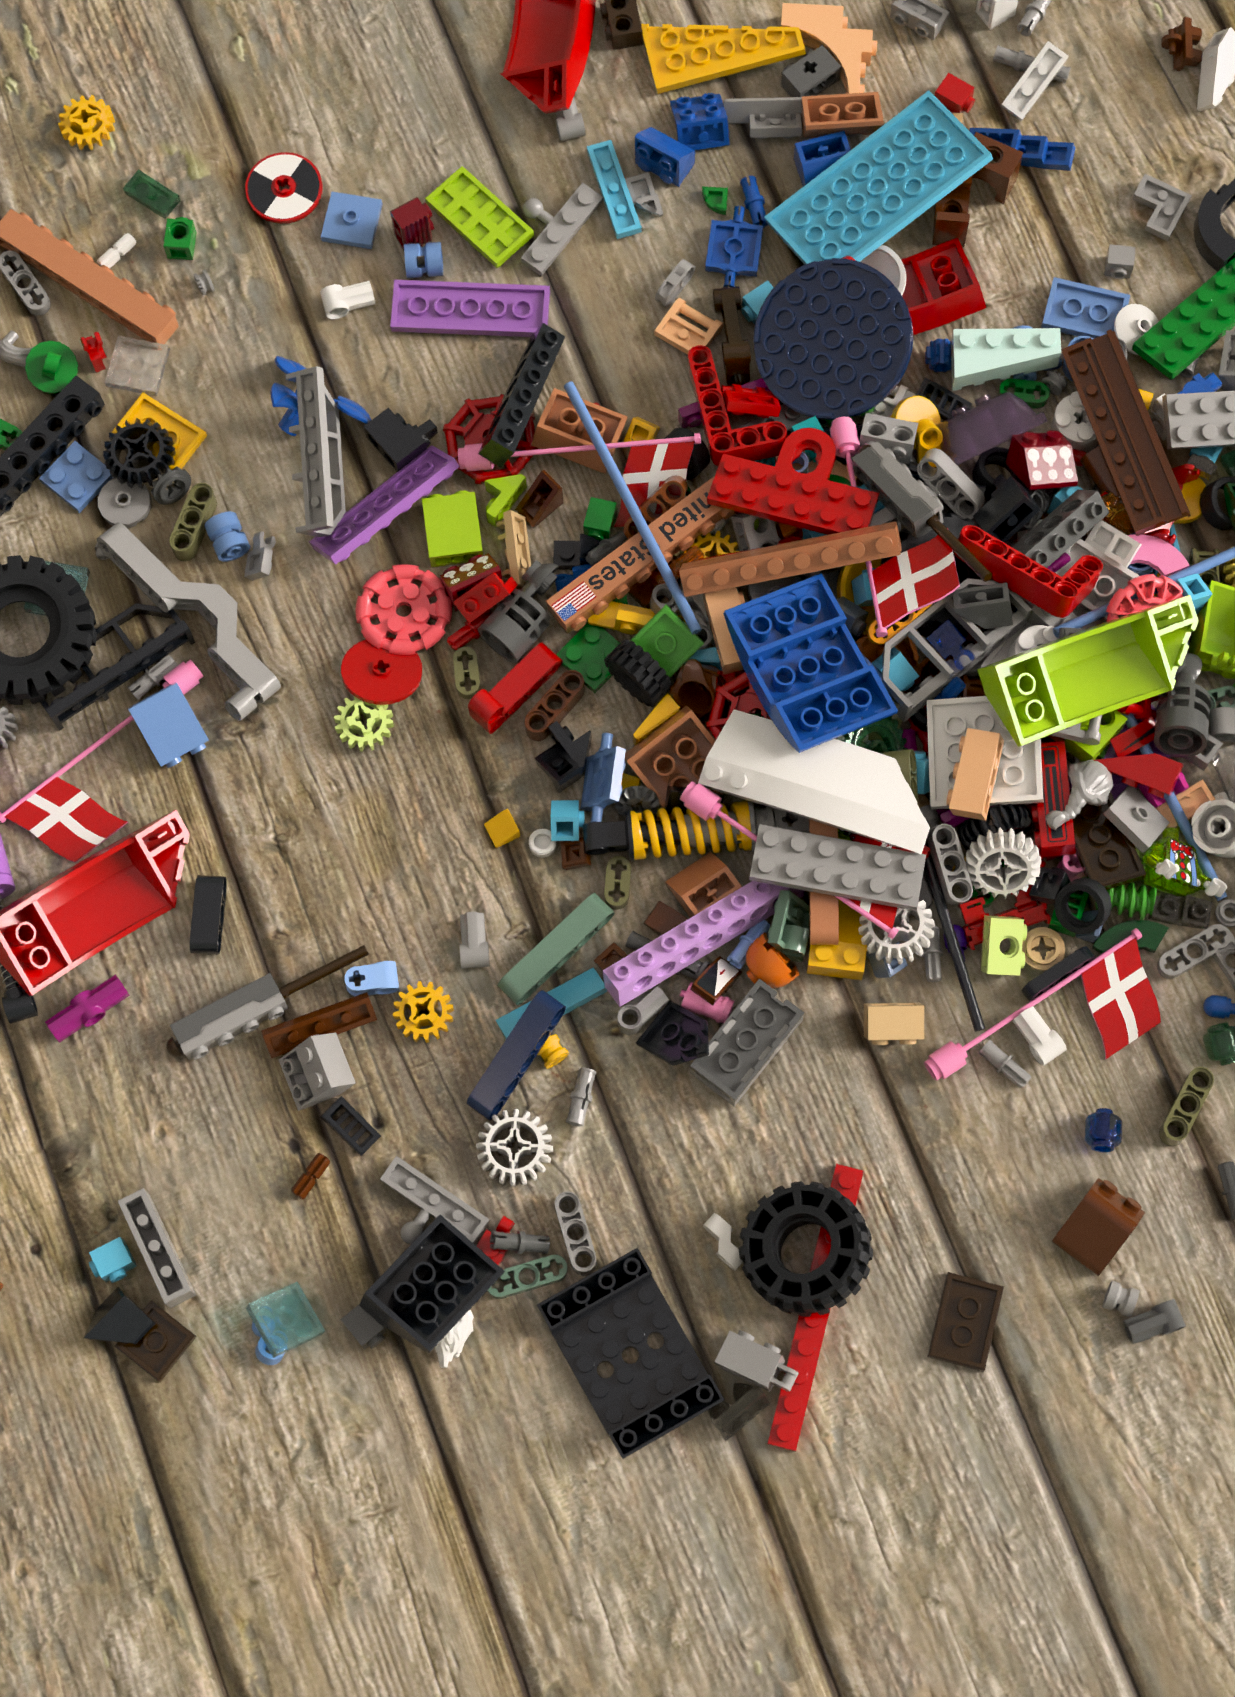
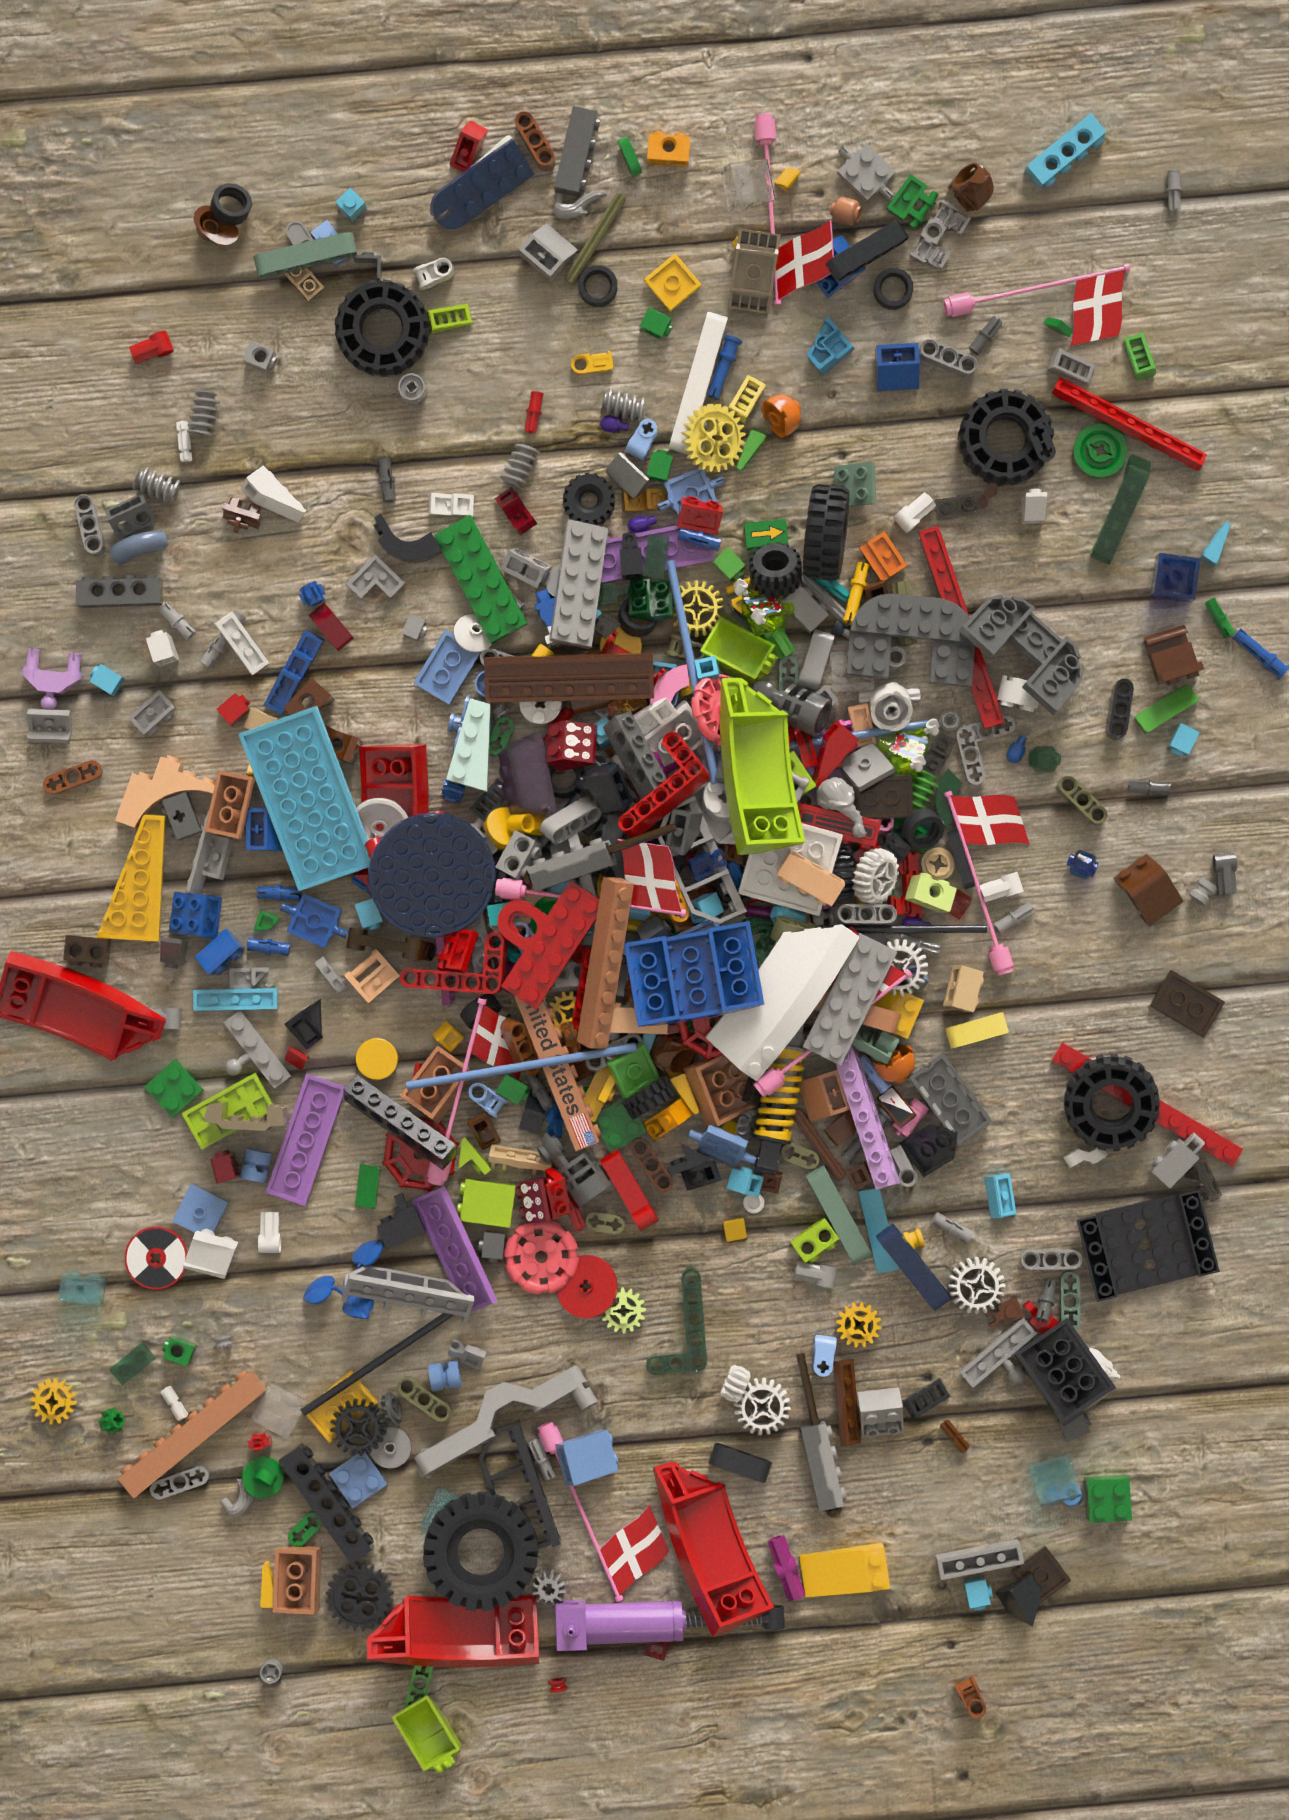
camera: 80 degrees left, 15 degrees up
(72, 184) = (111, 1421): none -> green gear
(101, 1085) = (845, 1571): none -> yellow slope
(221, 455) = (375, 1363): none -> black piece
(224, 117) = (82, 1289): none -> clear light blue brick
(268, 910) = (776, 1418): none -> white gear
(278, 1397) = (1108, 1498): none -> green brick
(304, 239) = (210, 1253): none -> white slope
(306, 877) = (735, 1383): none -> white gear
(362, 805) = (691, 1329): none -> clear green beam
(401, 548) = (492, 1246): none -> dark grey brick
(434, 393) = (368, 1186): none -> green slope
(472, 200) = (217, 1114): none -> dark tan plate
(489, 154) = (174, 1088): none -> green plate
(491, 1199) = (1007, 1311): none -> reddish brown plate
(521, 923) = (811, 1235): none -> lime brick
(565, 273) = (296, 1058): none -> red slope
(578, 496) = (488, 1099): none -> light blue piece
(590, 360) = (376, 1059): none -> yellow tile
(608, 271) = (307, 1025): none -> black slope
(617, 708) = (667, 1119): none -> light orange slope
(638, 900) = (818, 1145): none -> reddish brown axle
(640, 1149) = (1000, 1196): none -> medium azure slope
(650, 104) = (172, 951): none -> dark grey slope
(687, 208) = (268, 946): none -> blue pin
(845, 1056) = (976, 1030): none -> light yellow beam
(1000, 989) = (960, 904): none -> clear red slope
(1088, 172) = (331, 626): none -> dark red slope
(1119, 141) = (312, 594): none -> blue gear

